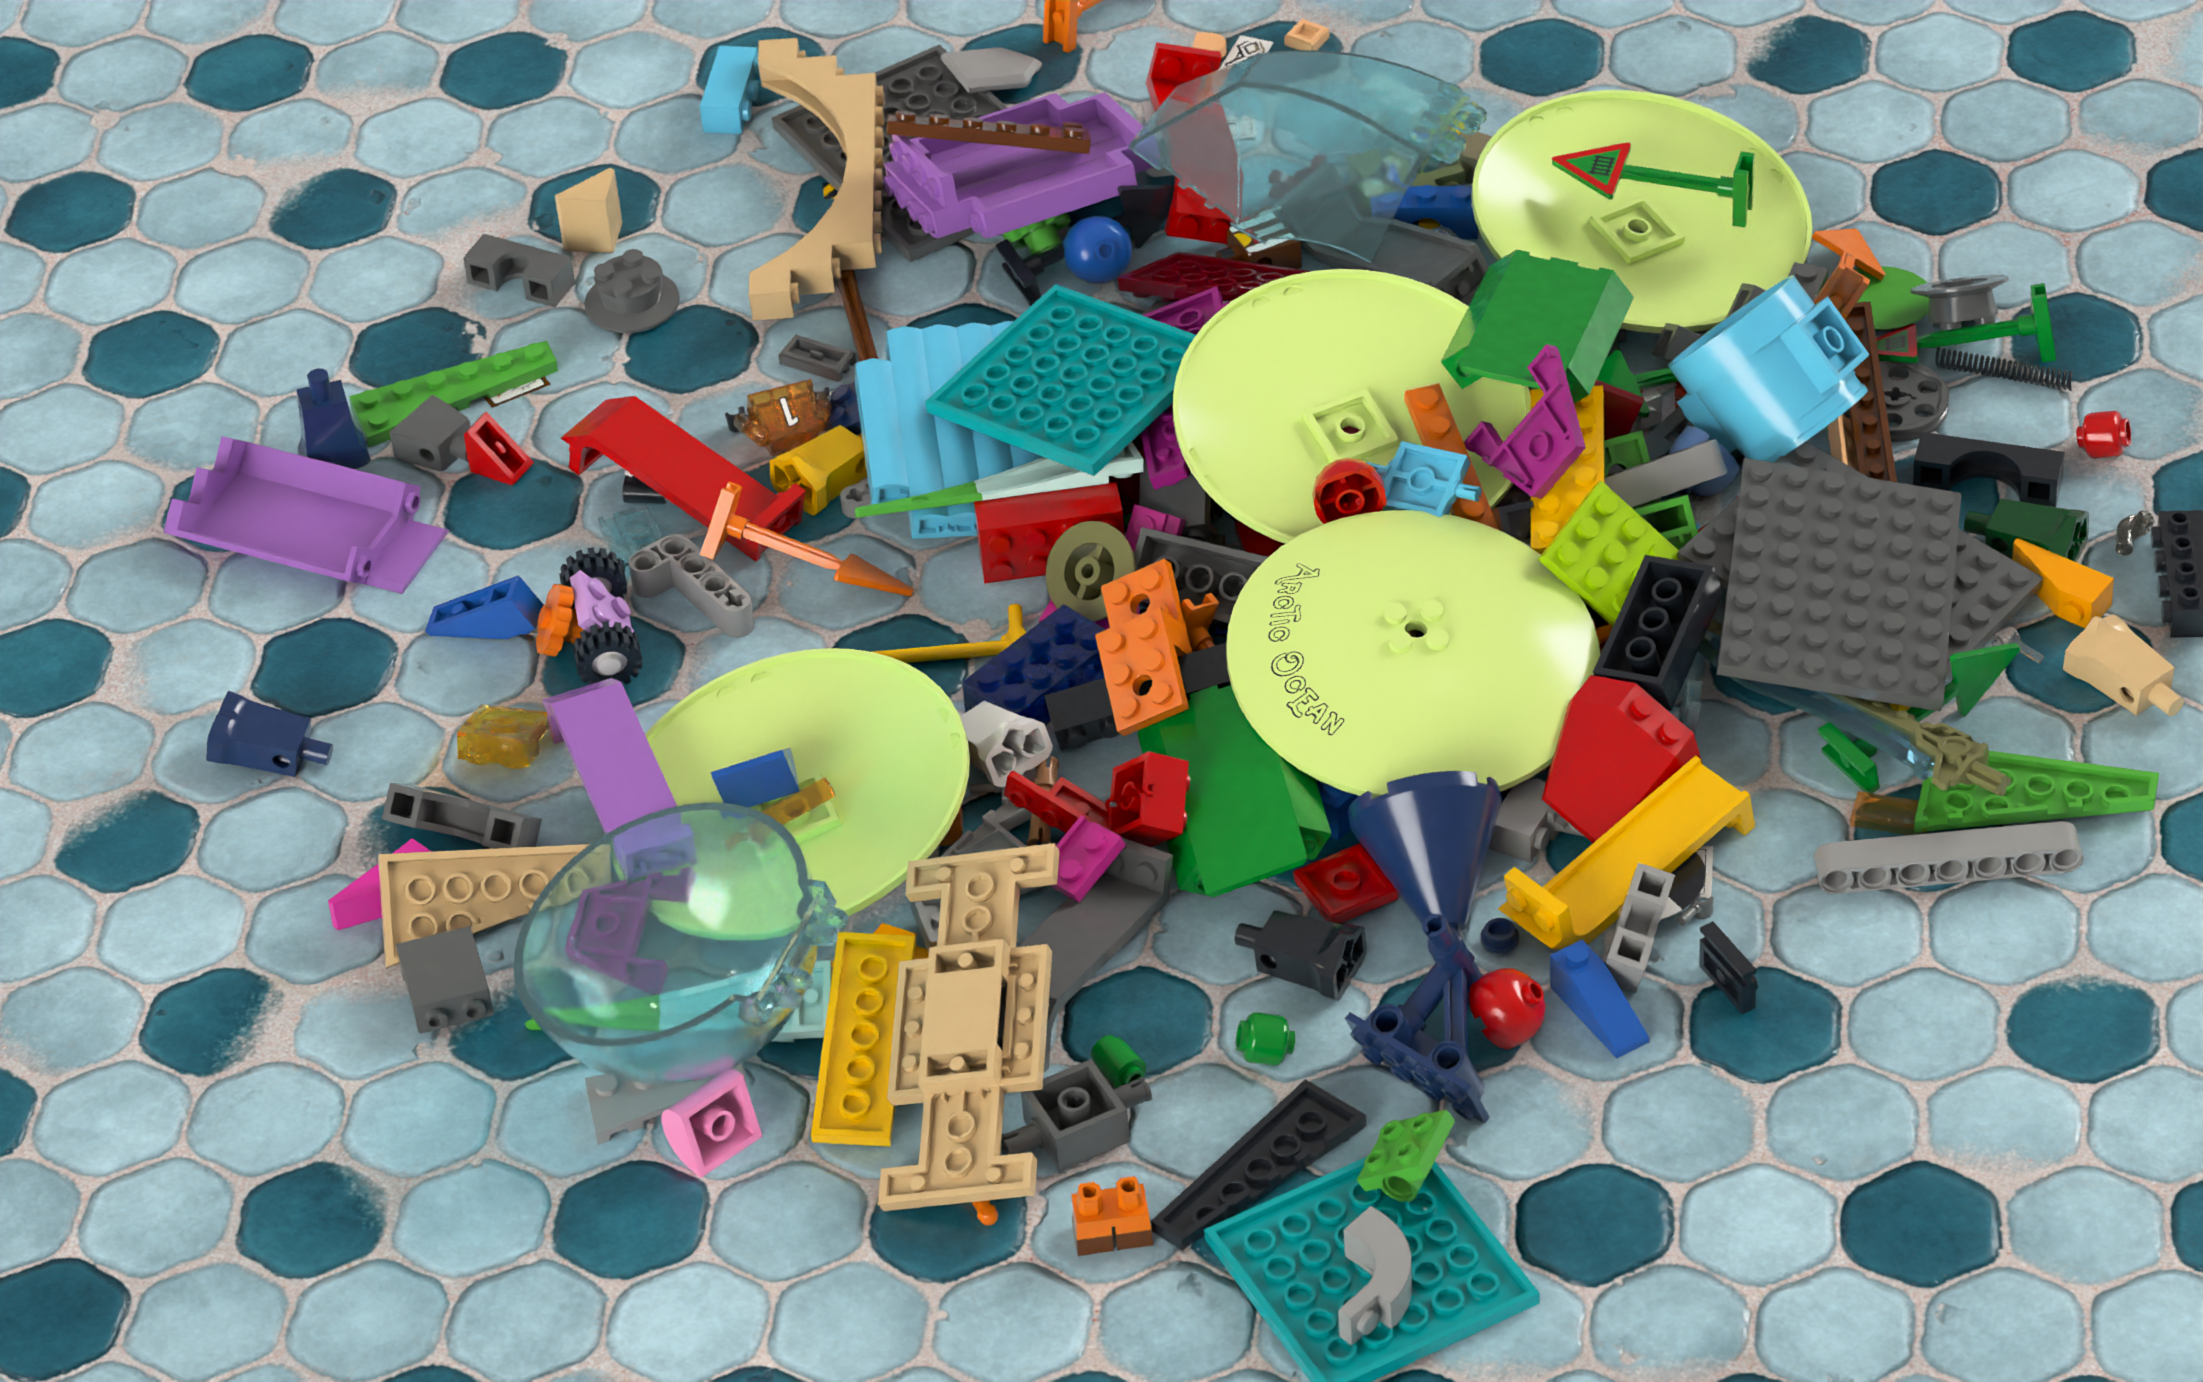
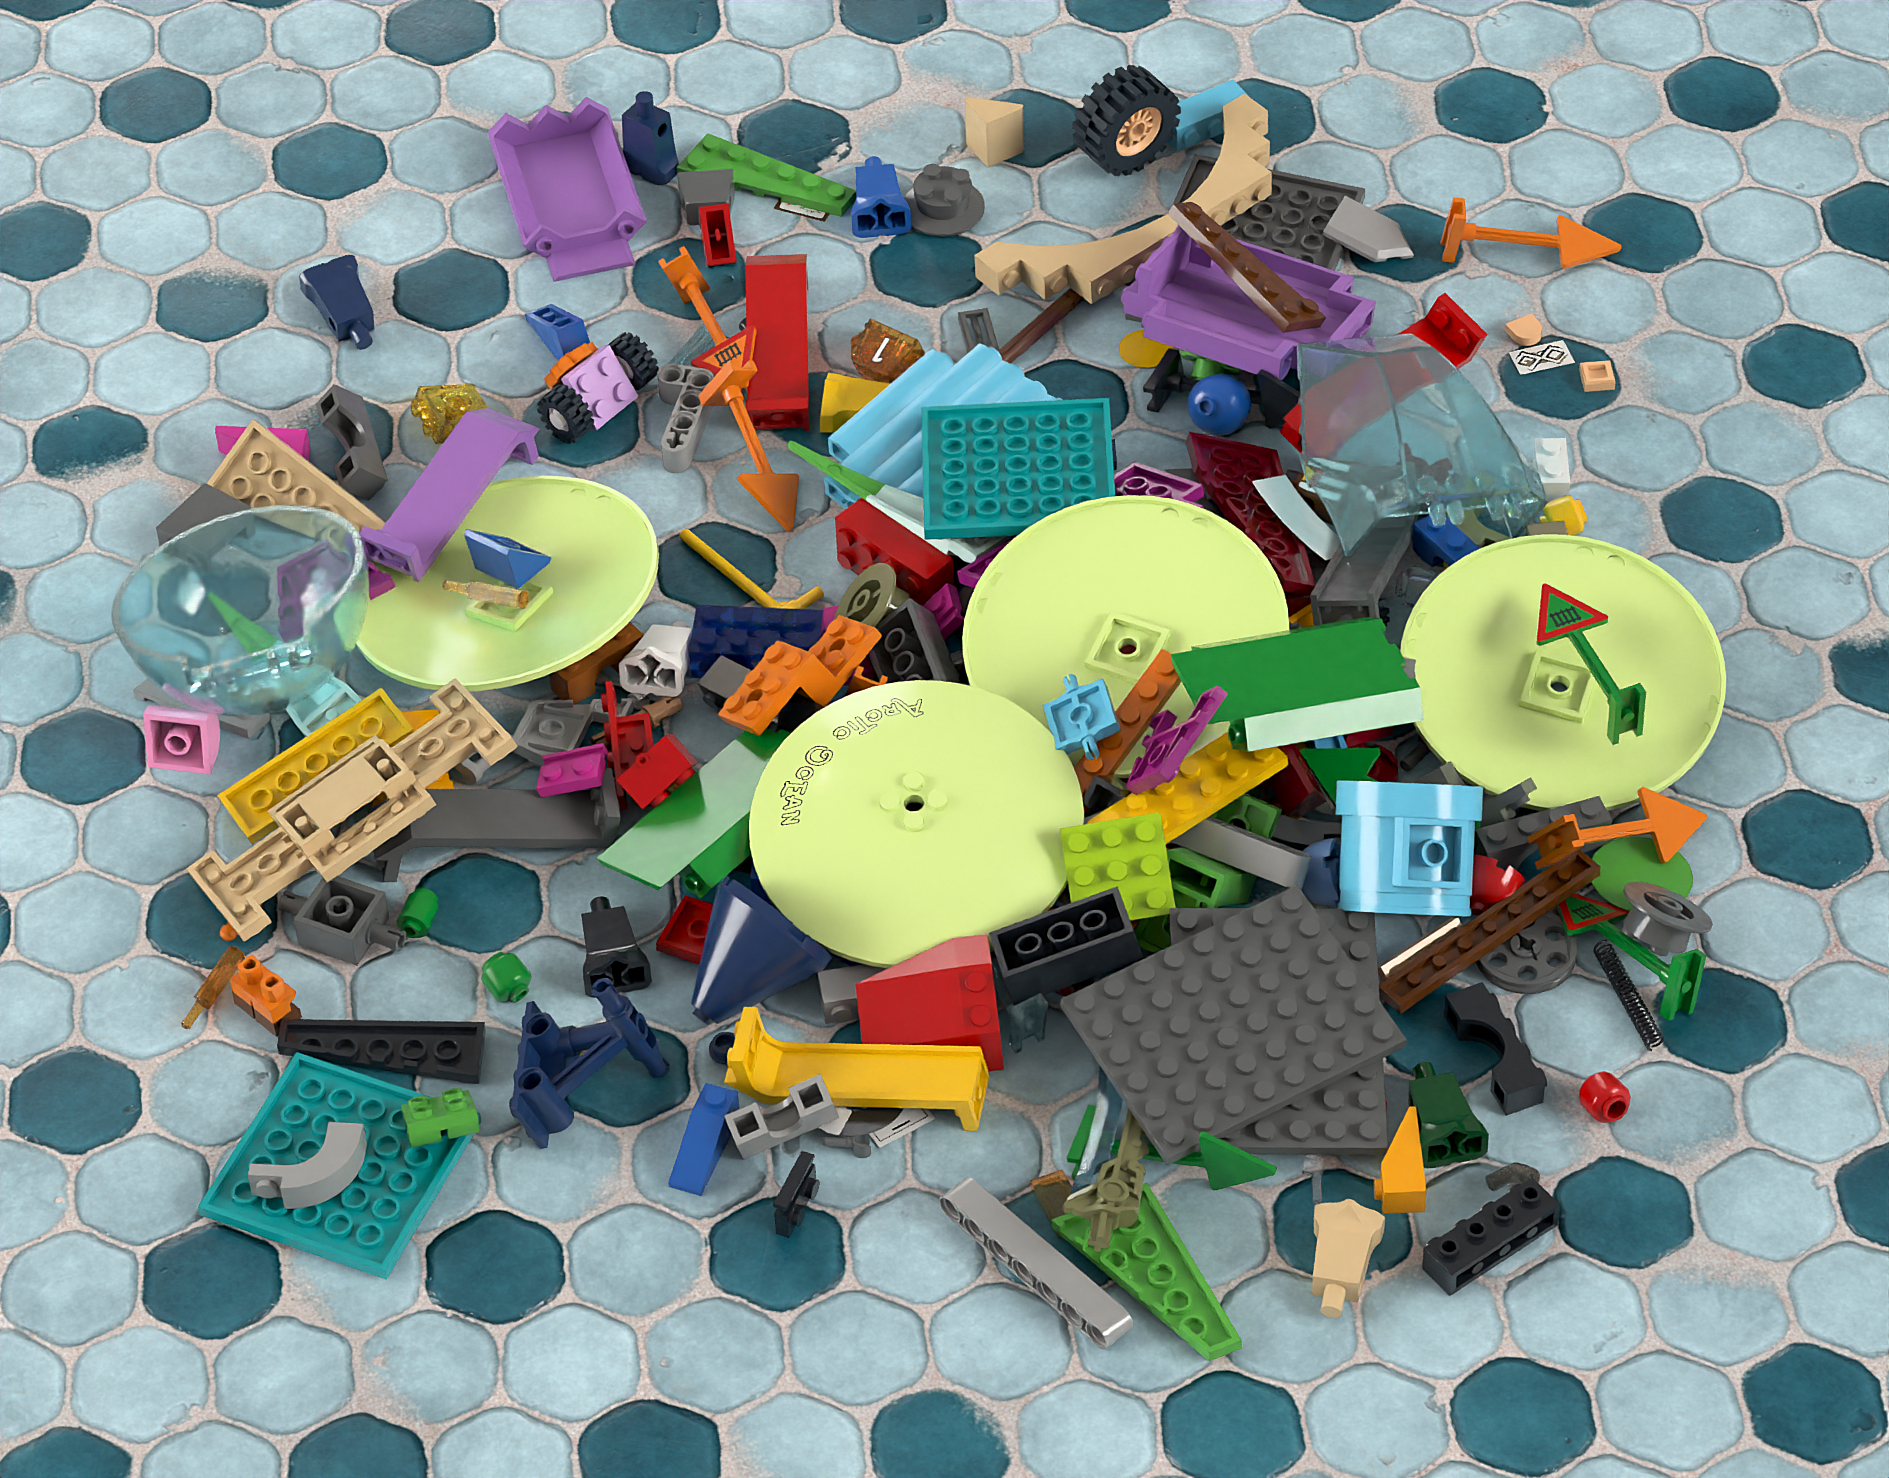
camera: 50 degrees right, 5 degrees up
(497, 260) = (914, 134): dark grey arch -> none
(580, 329) = (879, 202): none -> blue piece
(670, 512) = (690, 286): none -> orange piece
(705, 121) = (1126, 120): none -> black wheel
(956, 270) = (1141, 351): none -> yellow sticker
(1045, 1254) = (214, 983): none -> clear orange axle
(1260, 259) = (1297, 515): none -> white sticker
(1347, 489) = (1026, 681): red cylinder -> none
(1508, 1005) = (637, 1089): red cylinder -> none

